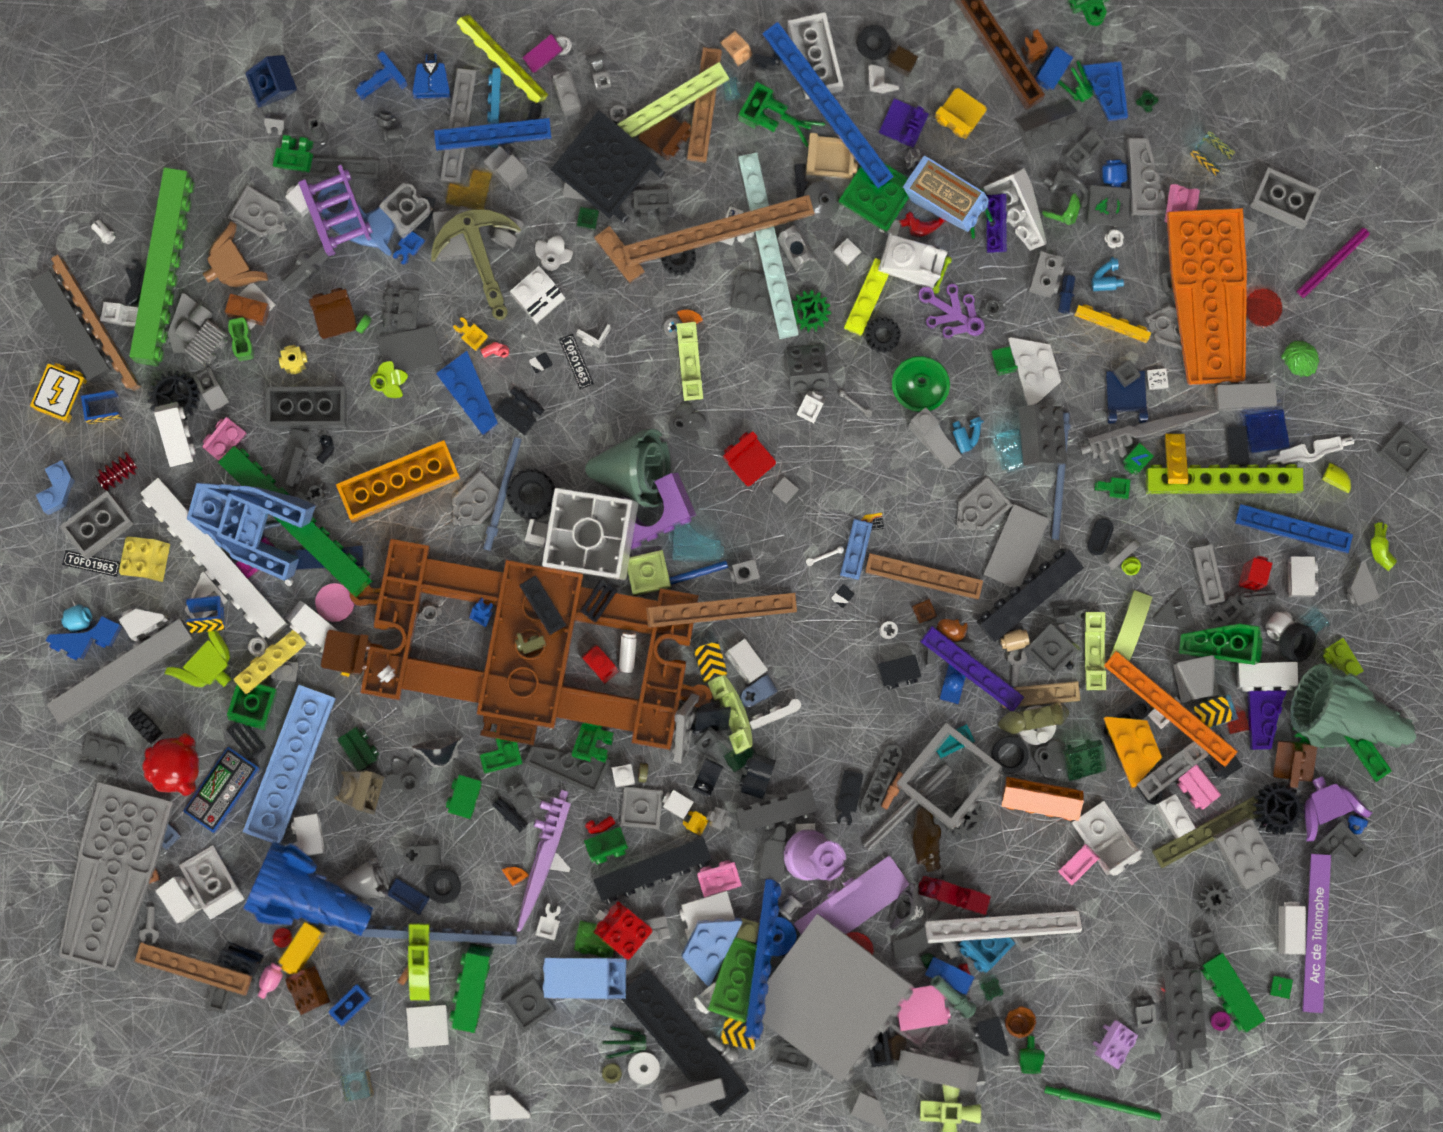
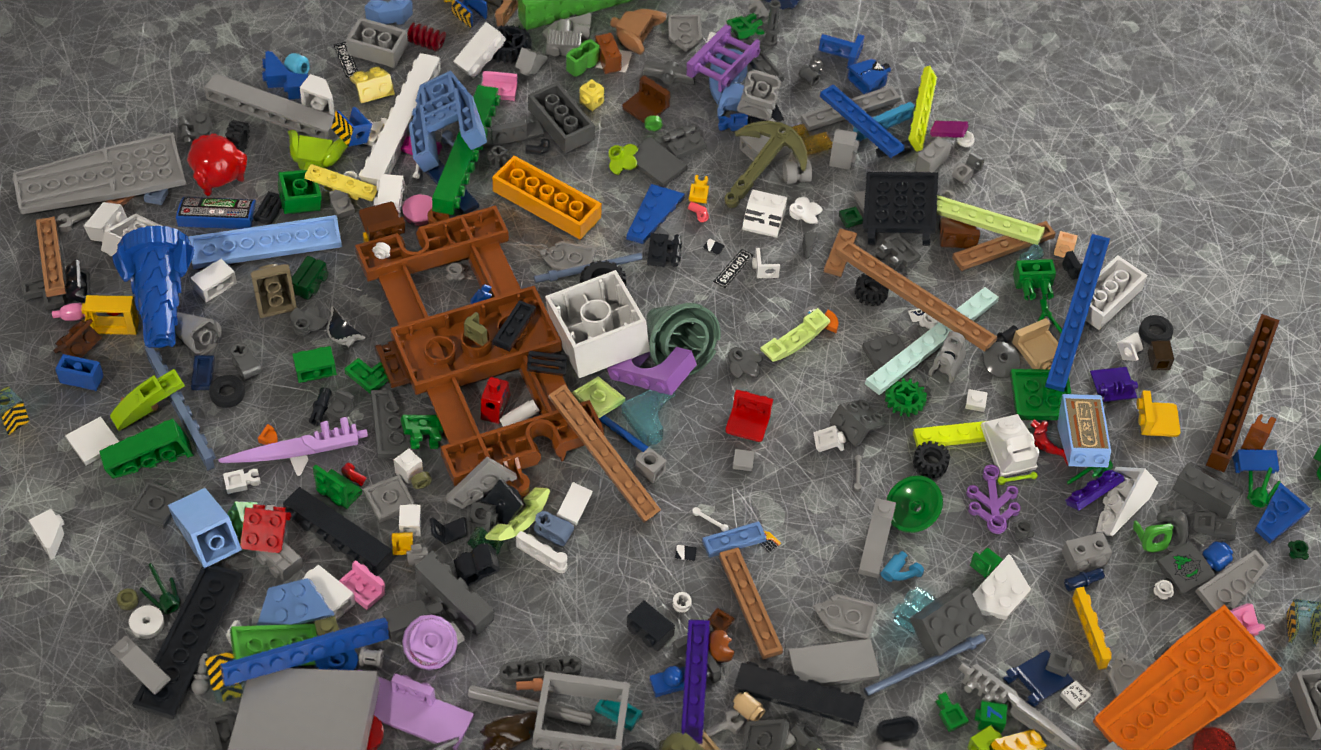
camera: 60 degrees right, 30 degrees down
(710, 661) = (556, 475): piece -> none
(849, 795) = (508, 651): black plate -> none
(1102, 283) = (1118, 602): dark azure plant -> none

